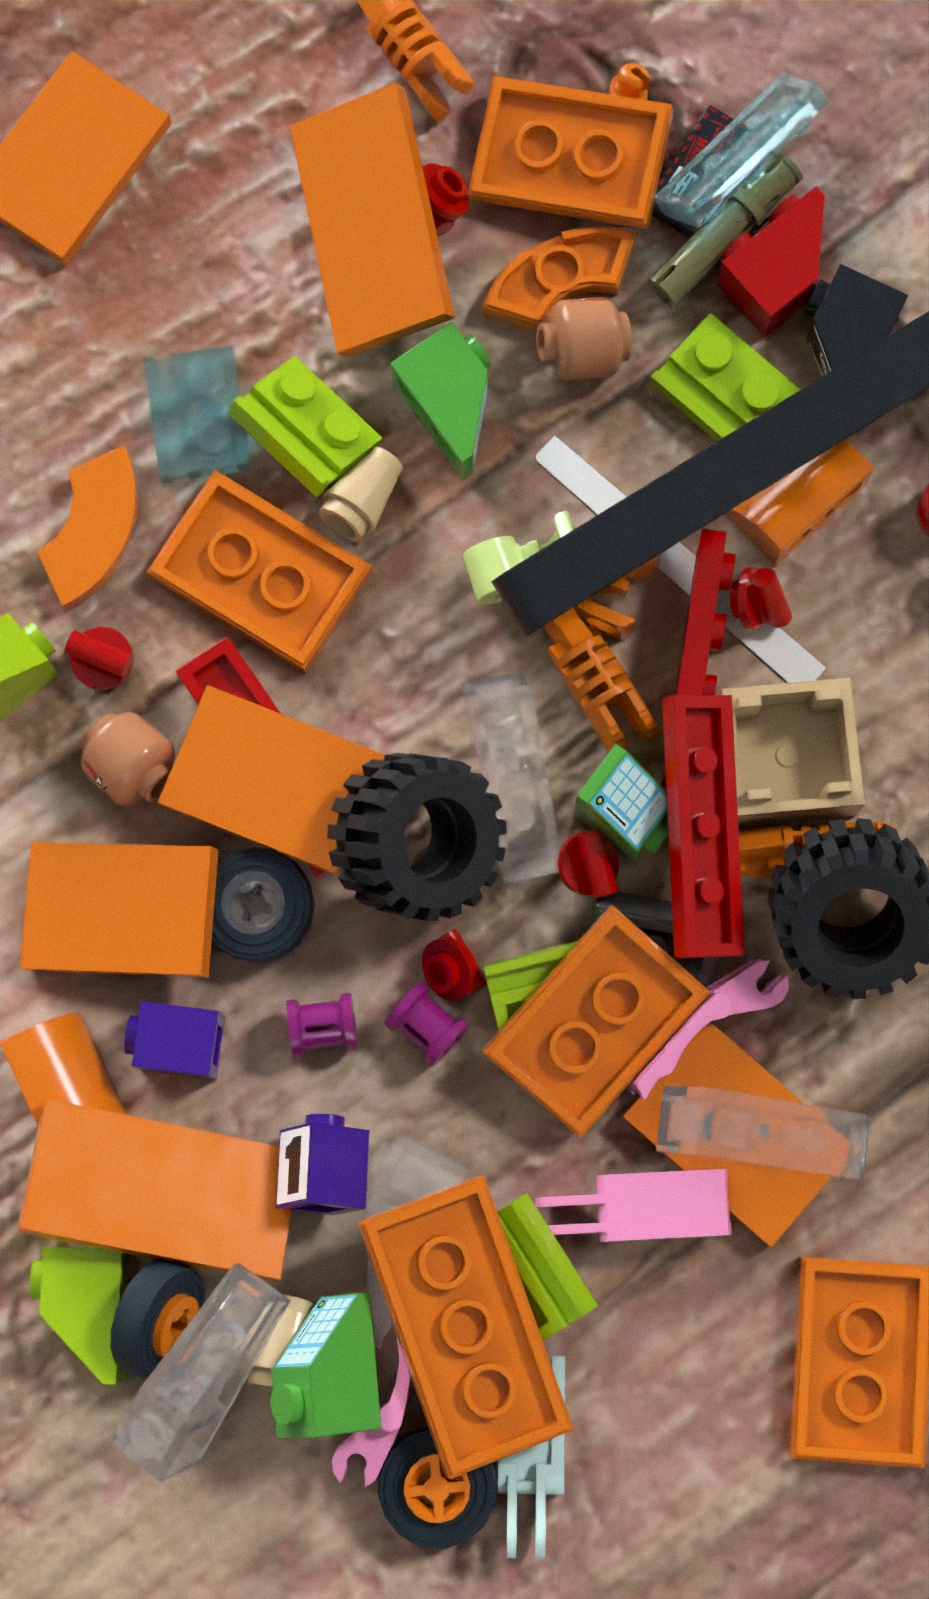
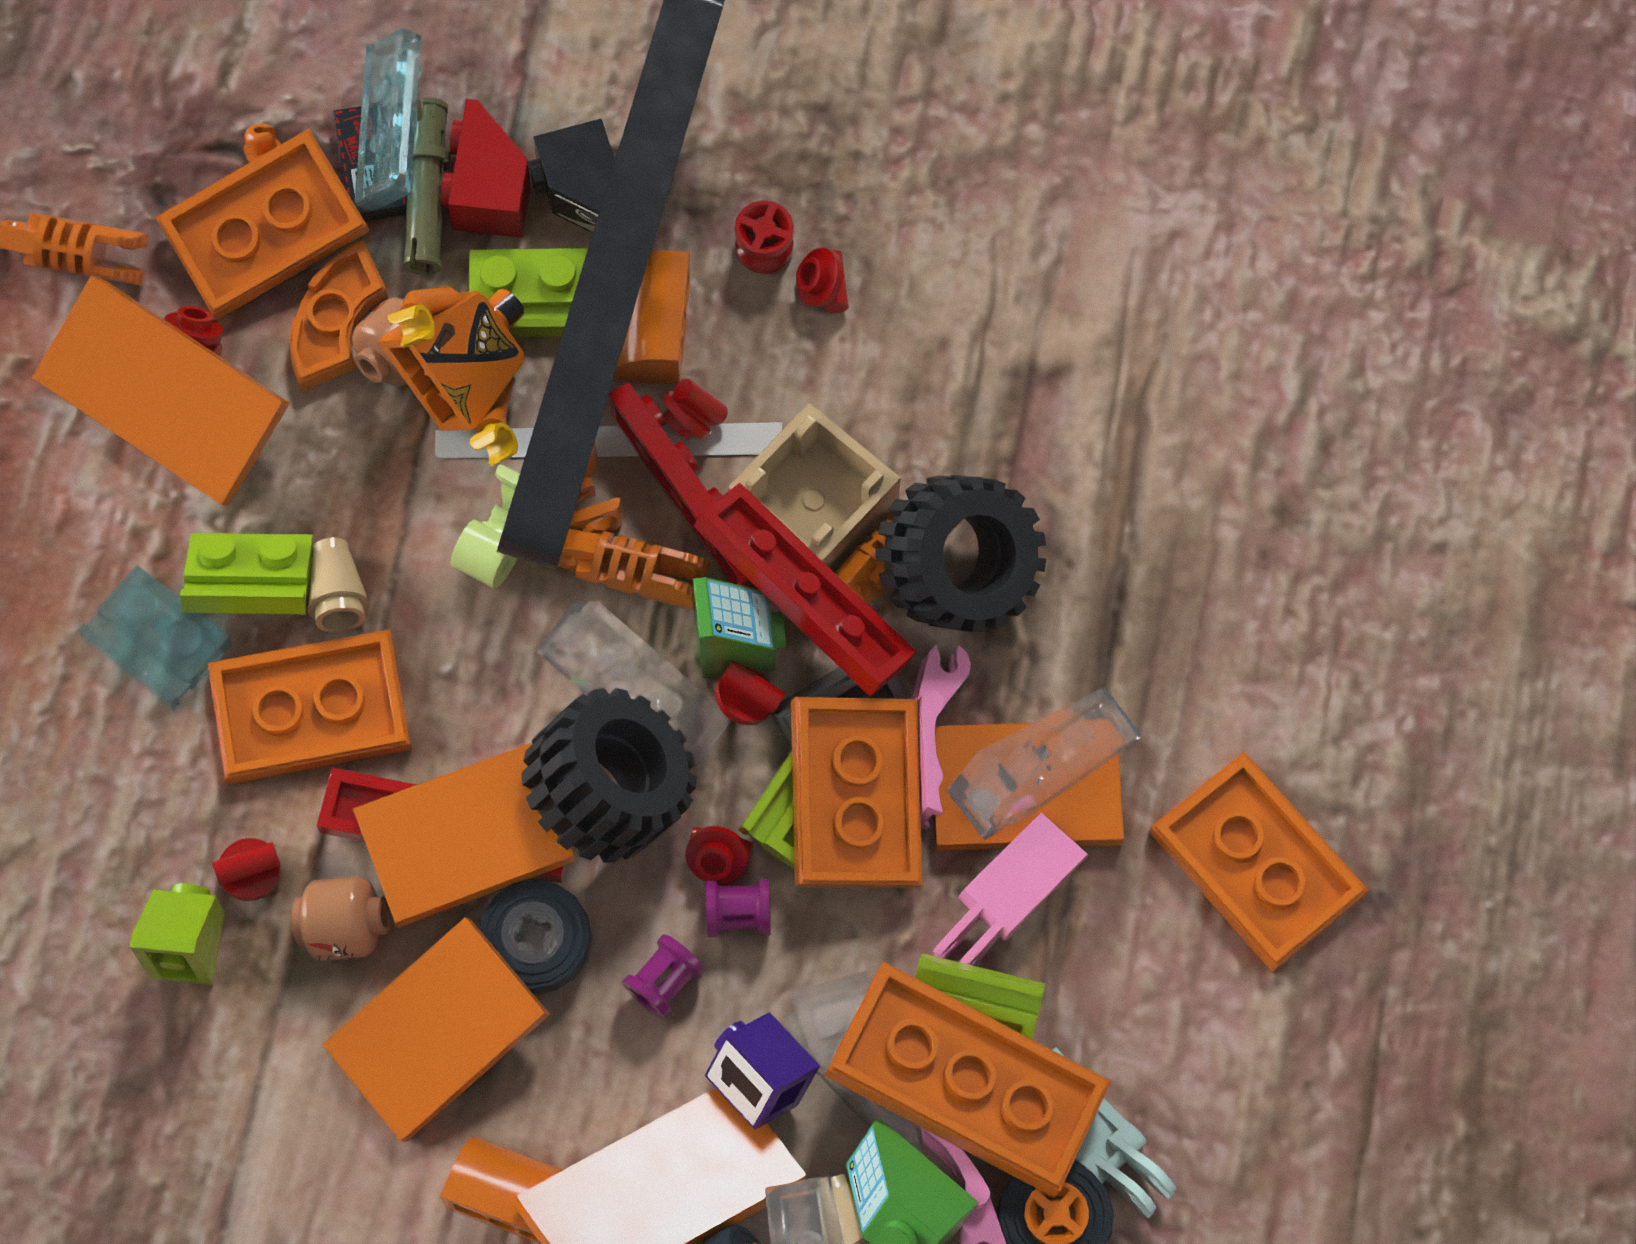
camera: 50 degrees left, 10 degrees down
(97, 527) = (157, 782): orange tile -> none
(175, 1040) = (567, 1083): dark purple brick -> none
(448, 391) = (332, 463): bright green slope -> none
(613, 400) = (460, 361): none -> orange torso

